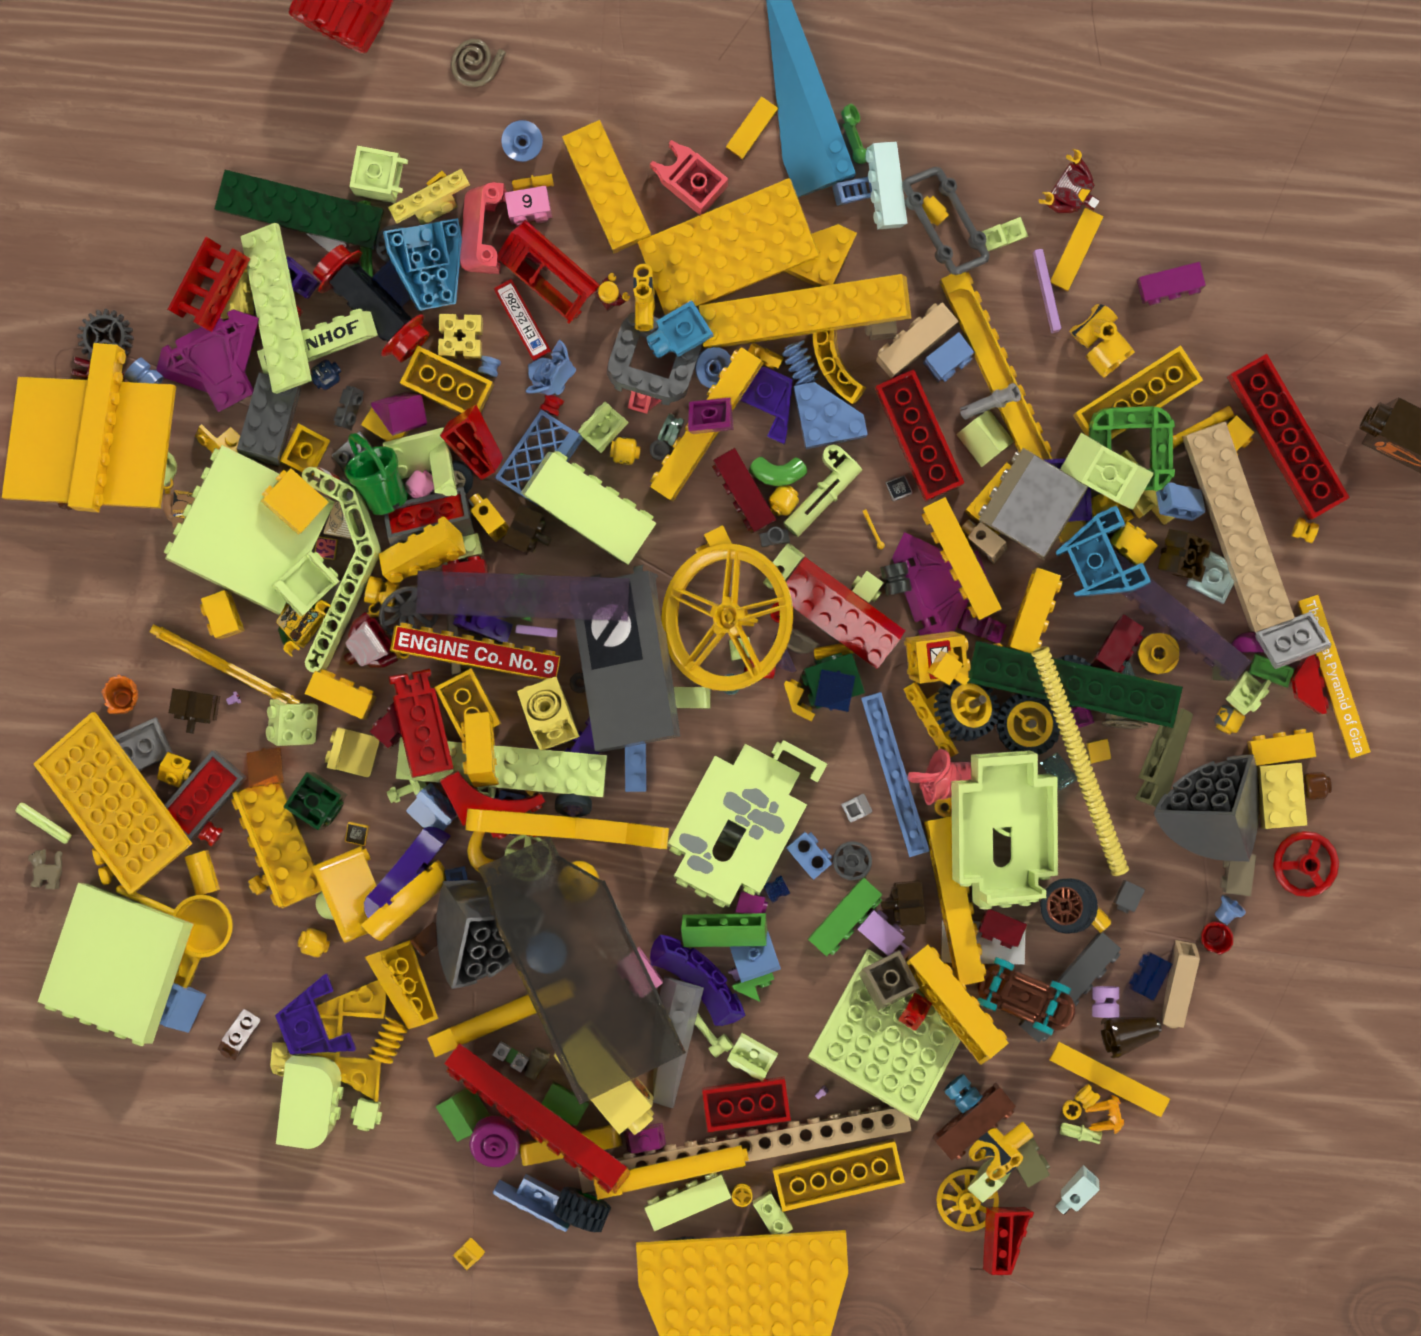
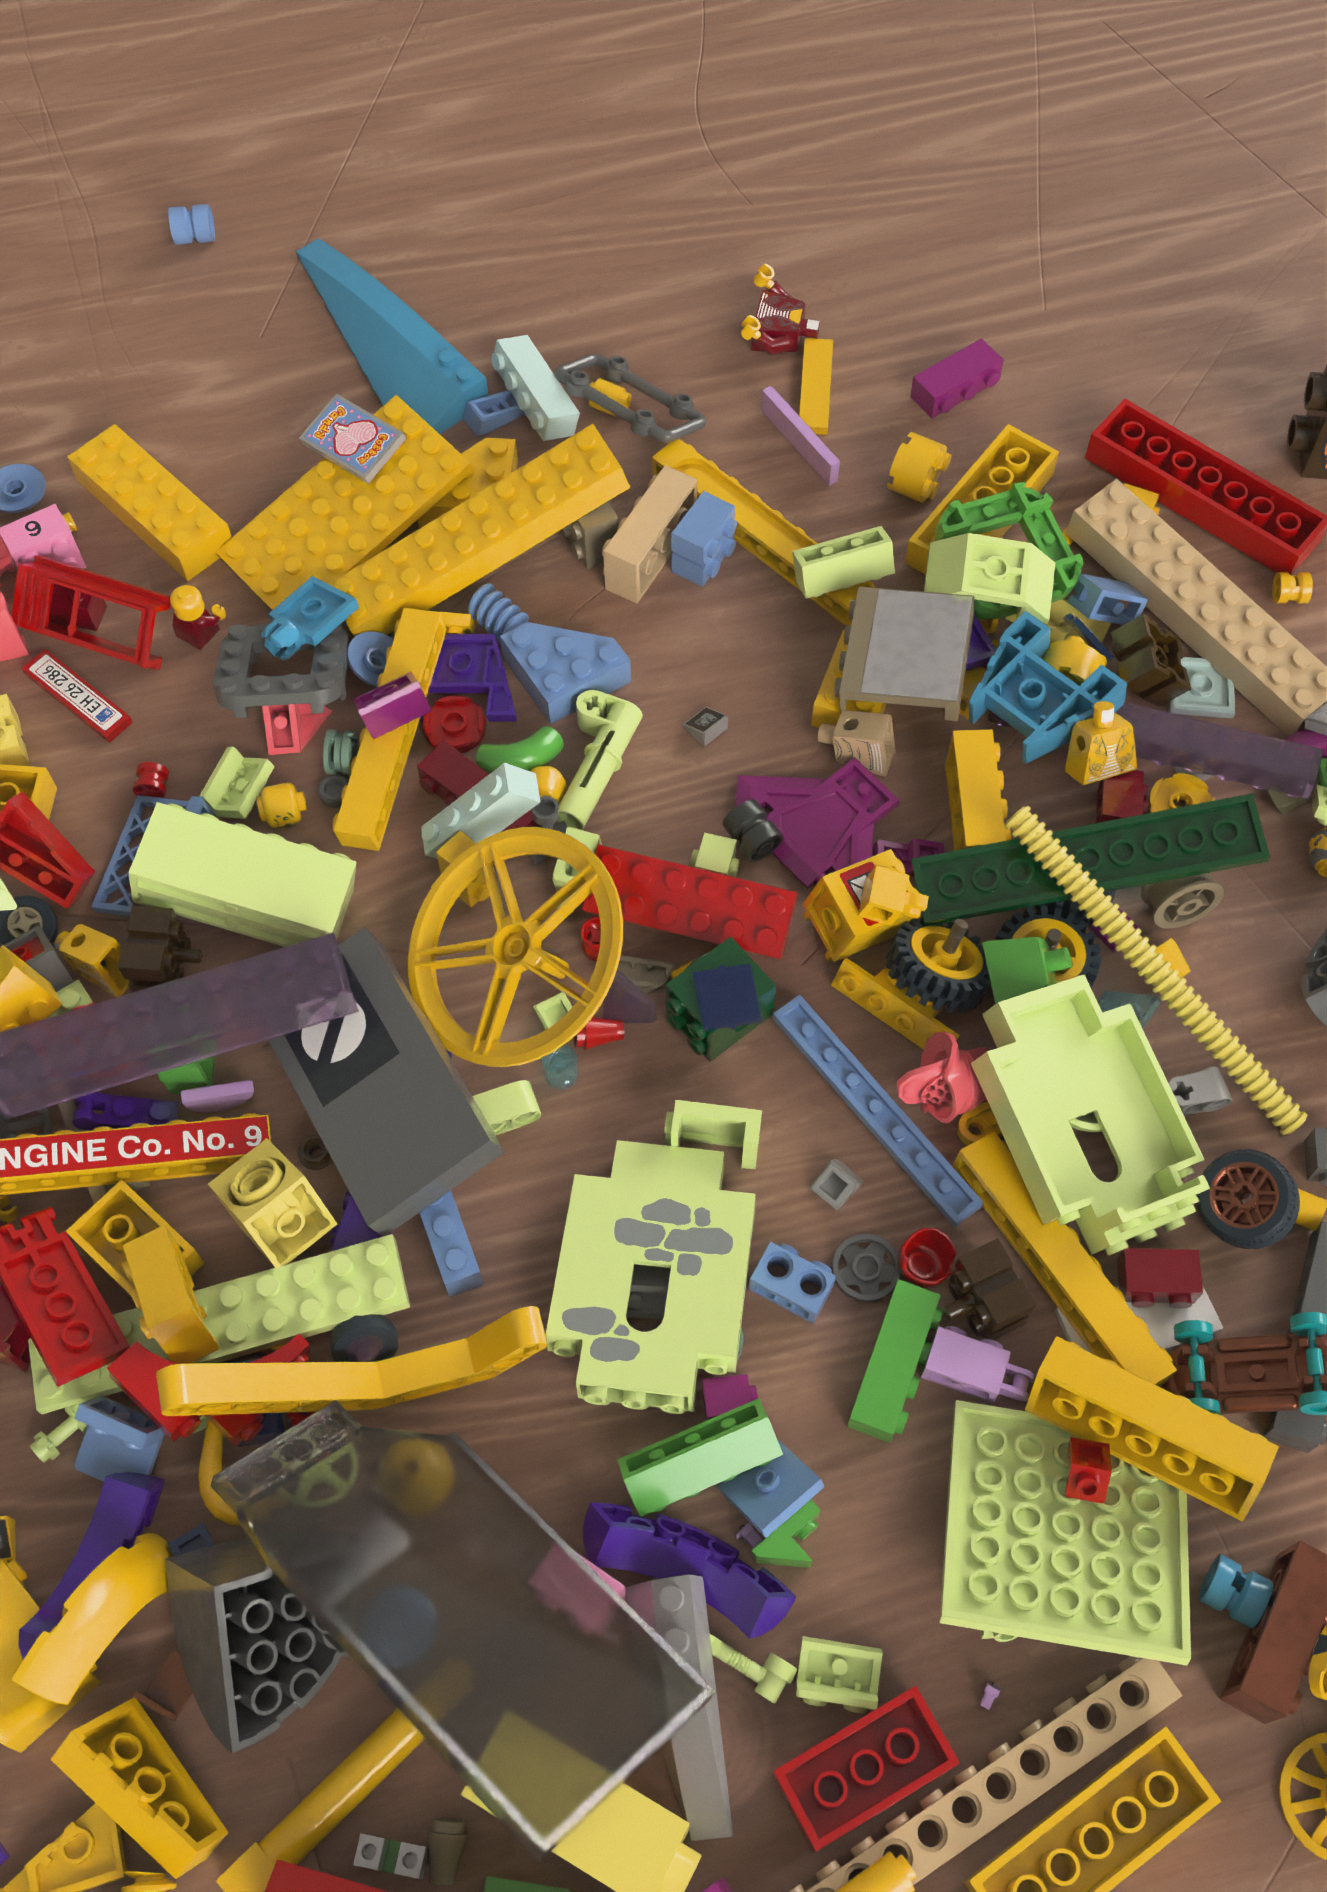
camera: 20 degrees left, 25 degrees down
(489, 366) = (43, 756): medium blue wheel -> none
(551, 374) = (139, 735): medium blue brick -> none
(644, 299) = (241, 595): yellow connector -> none
(687, 172) = (262, 456): coral brick -> none
(738, 517) = (484, 808): none -> light aqua brick
(748, 430) = (456, 722): none -> red tile
(749, 204) = (352, 438): none -> tile
(751, 127) = (333, 379): yellow tile -> none
(776, 889) = (761, 1358): clear blue wheel -> none
(794, 692) = (663, 1043): yellow slope -> none
(833, 367) = (548, 604): yellow brick -> none
(851, 118) = (459, 342): bright green piece -> none
(880, 545) = (710, 804): yellow hinge -> none
(885, 870) = (927, 1257): none -> red hair
(888, 980) = (1018, 1429): dark tan brick -> none
(919, 435) = (706, 644): red brick -> none
(962, 559) = (838, 770): yellow brick -> none
(985, 438) = (796, 627): yellowish green slope -> none
(998, 399) = (783, 571): light grey pin -> none
(1005, 234) = (718, 395): yellowish green slope -> none
(1006, 734) = (1022, 965): none -> bright green torso
(1025, 418) = (843, 562): none -> yellowish green brick
(1077, 833) = (1201, 1091): none -> light grey piece
(1098, 325) = (883, 442): yellow connector -> none
(1120, 610) = (1101, 746): none -> yellow torso
(1155, 523) = (1087, 635): none -> piece
(1163, 760) = (1268, 945): olive wedge -> none

